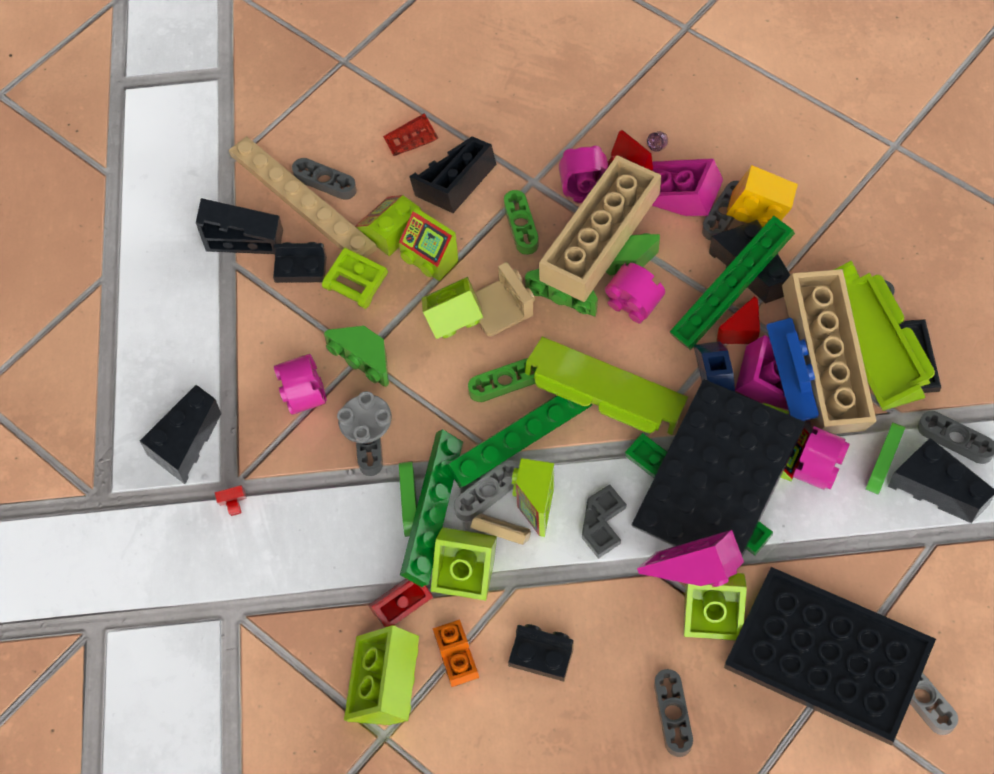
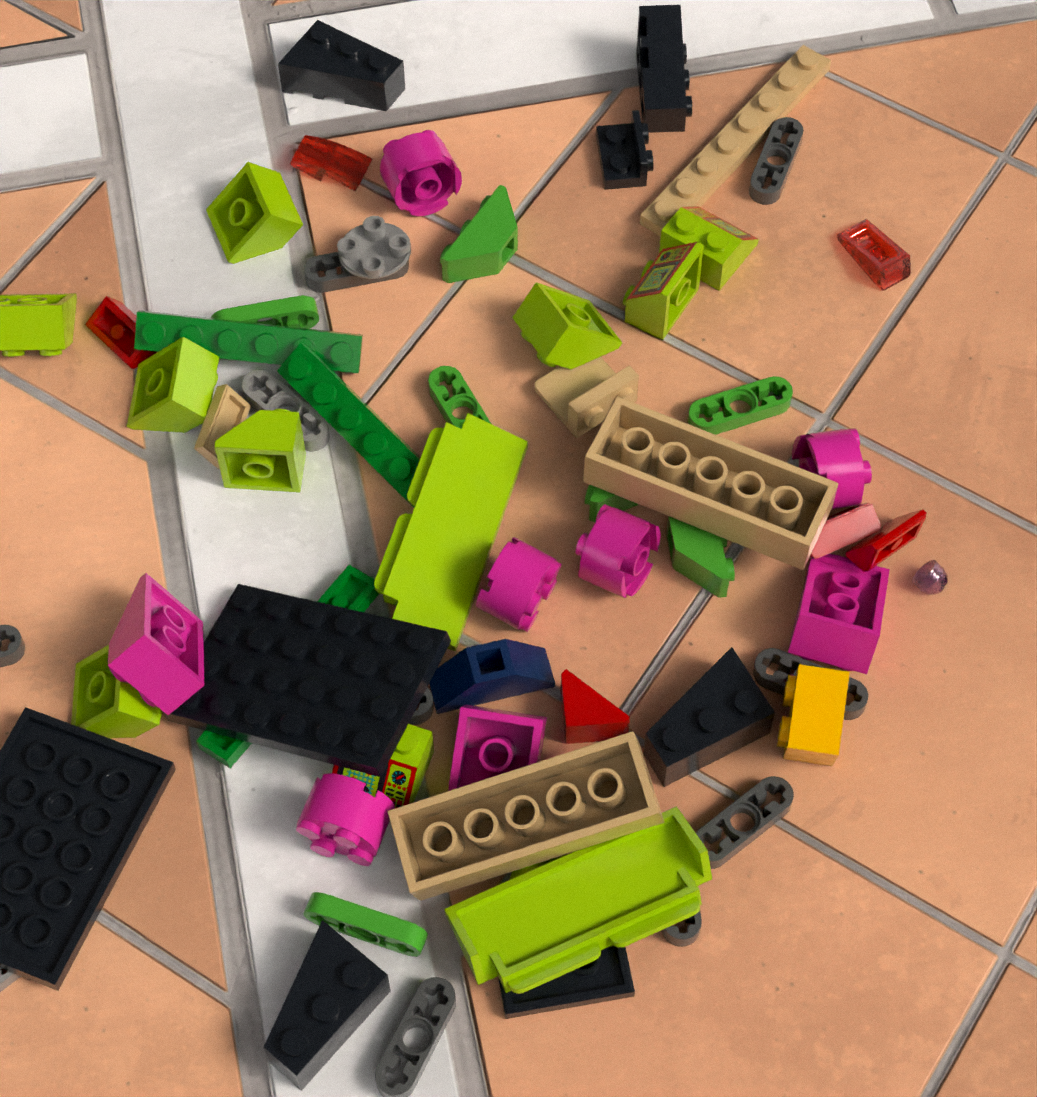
camera: 80 degrees right, 0 degrees up
(231, 498) = (253, 134): red tile -> none
(267, 448) = (324, 157): none -> clear red slope
(311, 503) = (253, 214): none -> lime slope
(359, 271) = (615, 220): lime plate -> none
(455, 176) = (800, 308): black wedge -> none
(455, 653) = (59, 397): orange slope -> none
(541, 652) = (49, 494): black bracket -> none
(596, 530) = (265, 548): dark grey tile -> none
(653, 349) = (518, 584): none -> dark pink brick
(732, 282) = (647, 679): green plate -> none
(792, 369) = (482, 759): blue bracket -> none
(813, 244) = (772, 812): none -> dark grey beam

